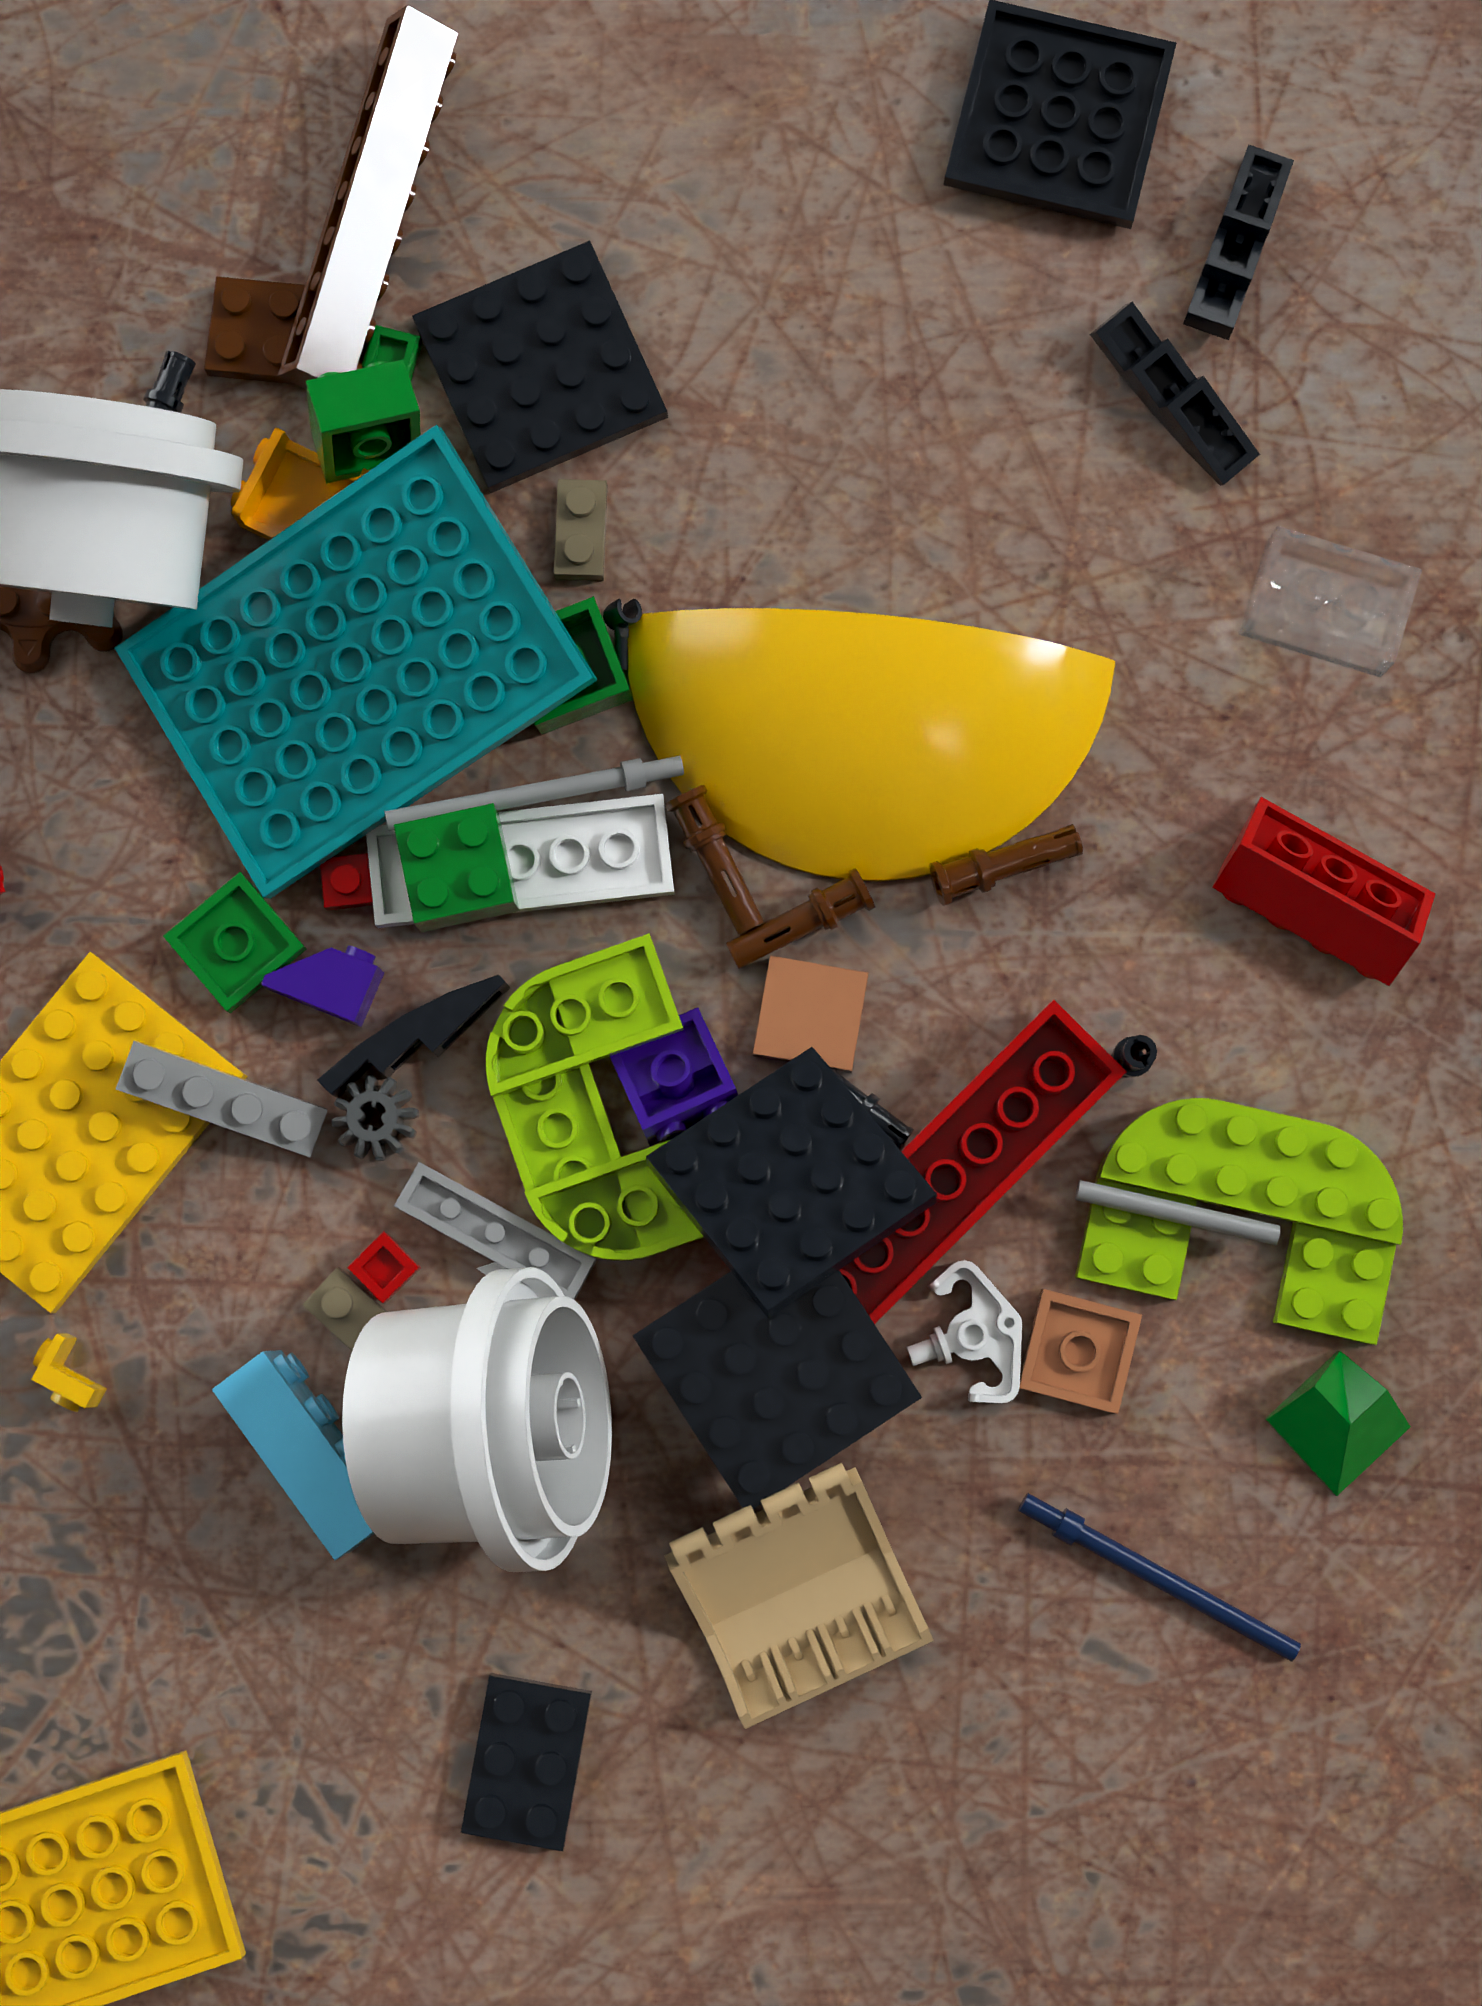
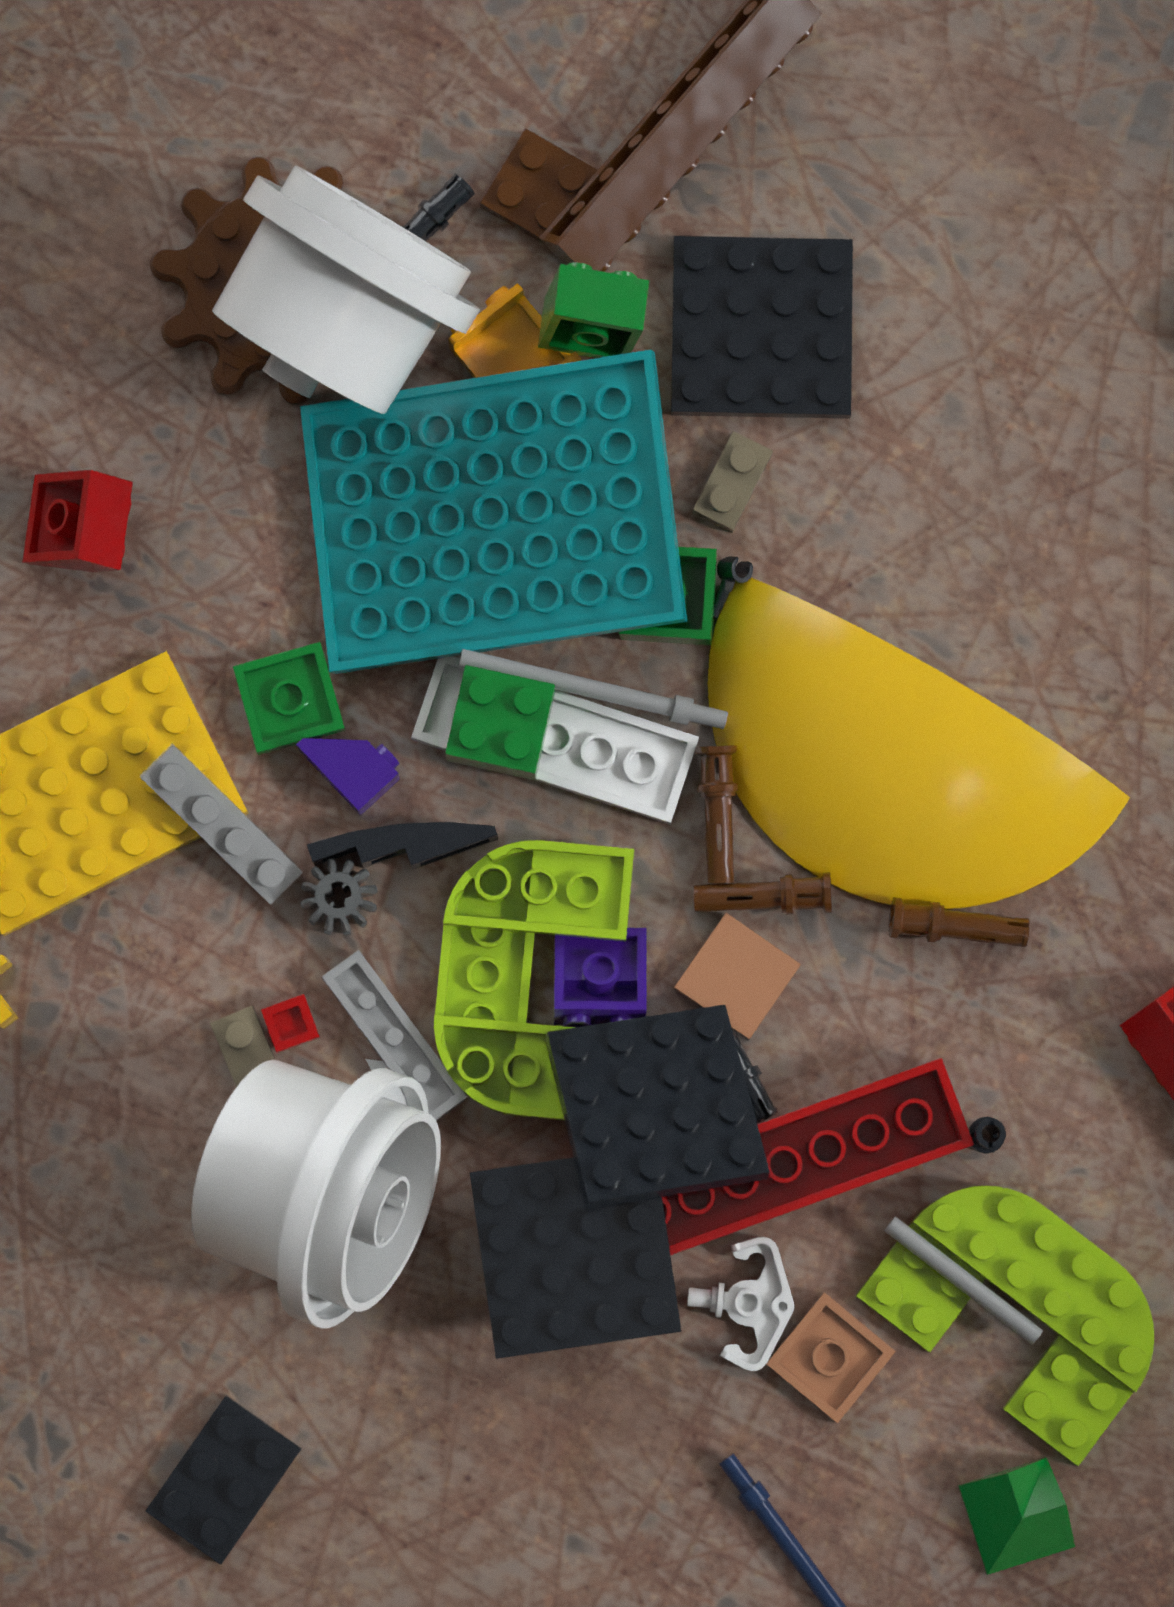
camera: 20 degrees right, 0 degrees up
(297, 1444) = (160, 1139): medium azure brick -> none
(346, 882) = (403, 690): red plate -> none
(392, 346) = (642, 258): green tile -> none
(798, 1594) = (507, 1445): tan hinge -> none

